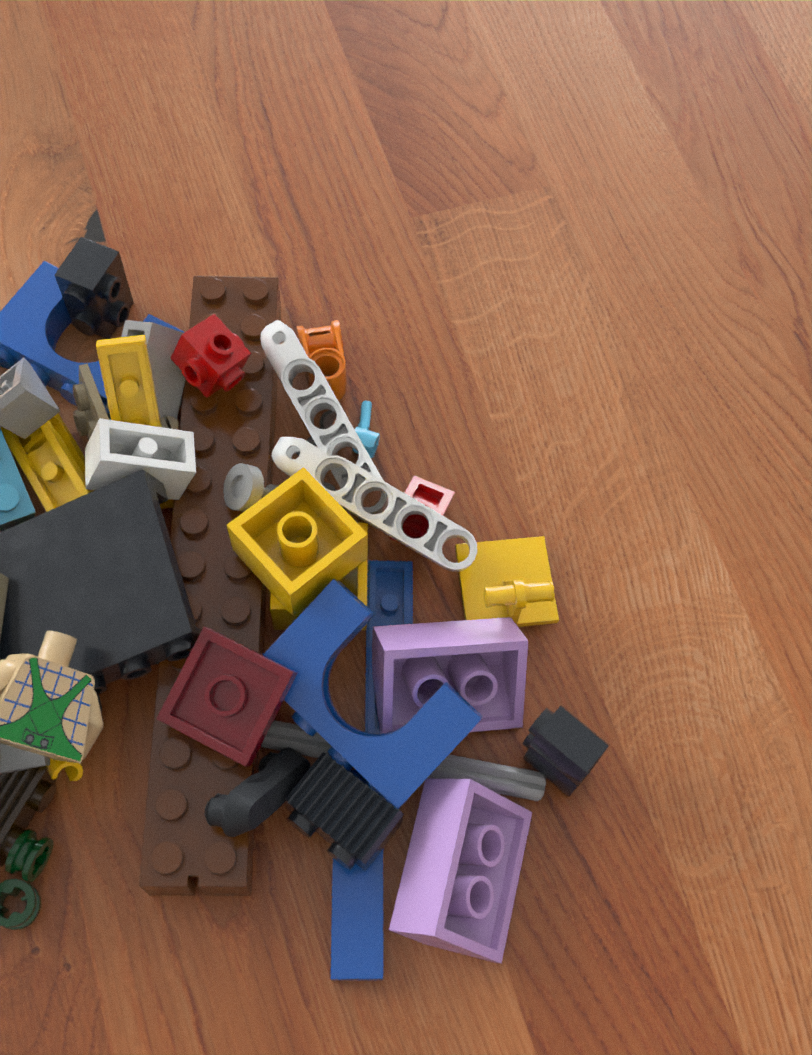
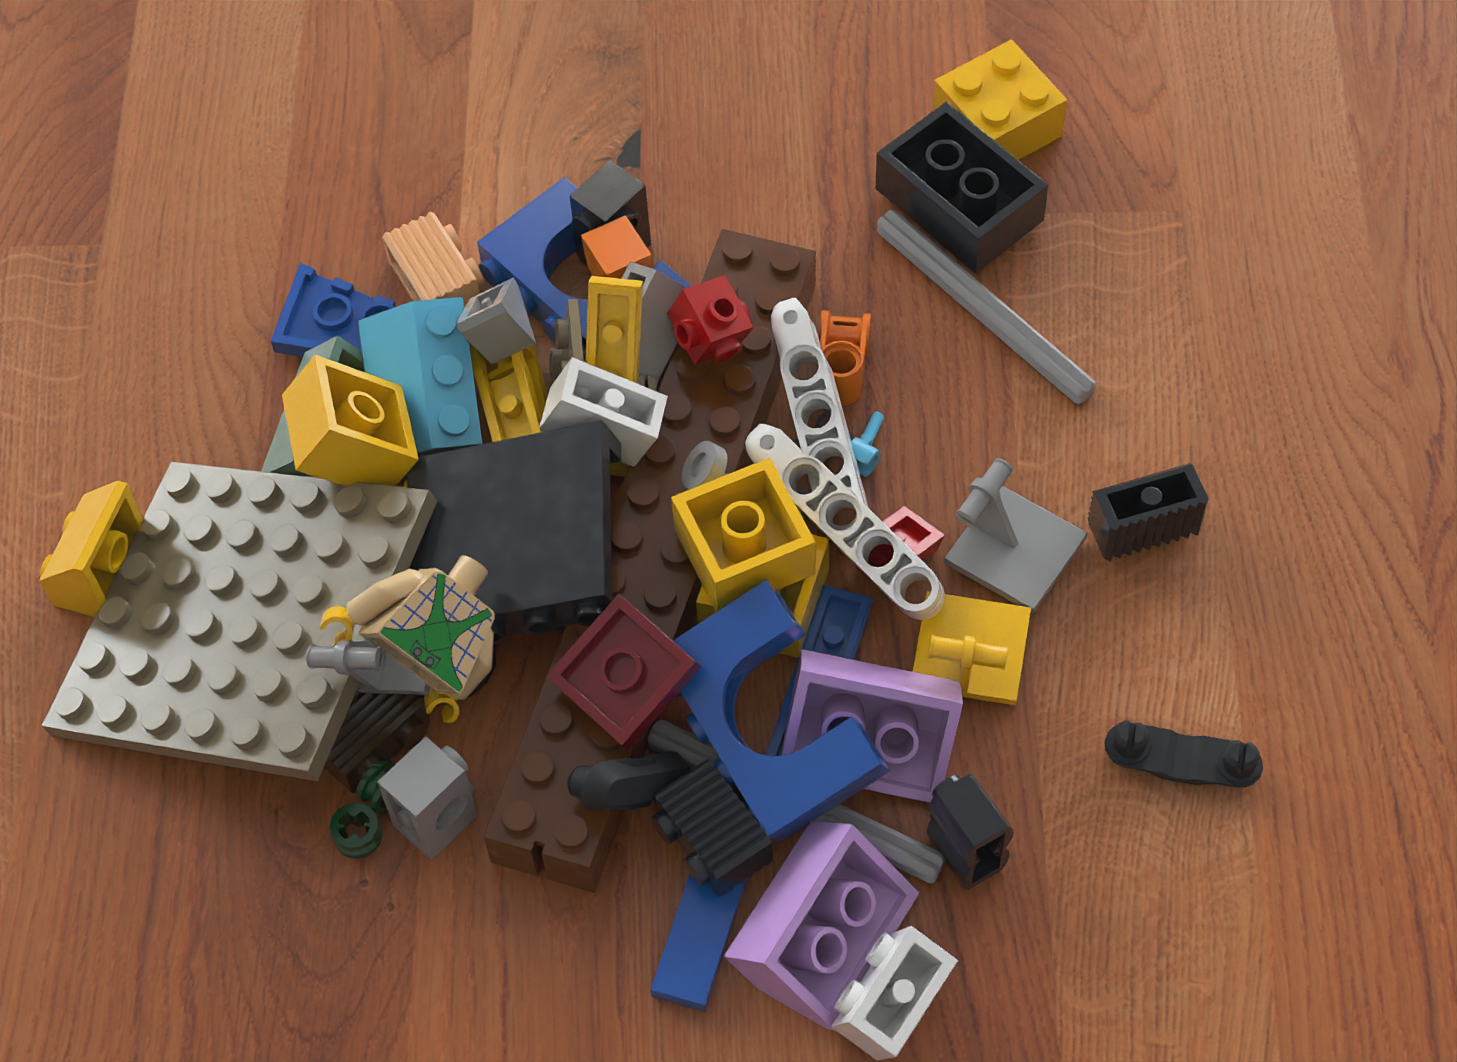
camera: 25 degrees right, 5 degrees down
(76, 857) = (429, 796): none -> light grey brick
(106, 311) = (613, 247): none -> orange brick
(377, 200) = (961, 186): none -> black brick
(386, 132) = (1005, 99): none -> yellow brick
(425, 294) = (986, 307): none -> light grey axle
(512, 485) = (1011, 541): none -> light grey plate
(548, 920) = (893, 993): none -> white brick
(613, 432) = (1147, 511): none -> black brick
(707, 630) = (1184, 757): none -> black piece

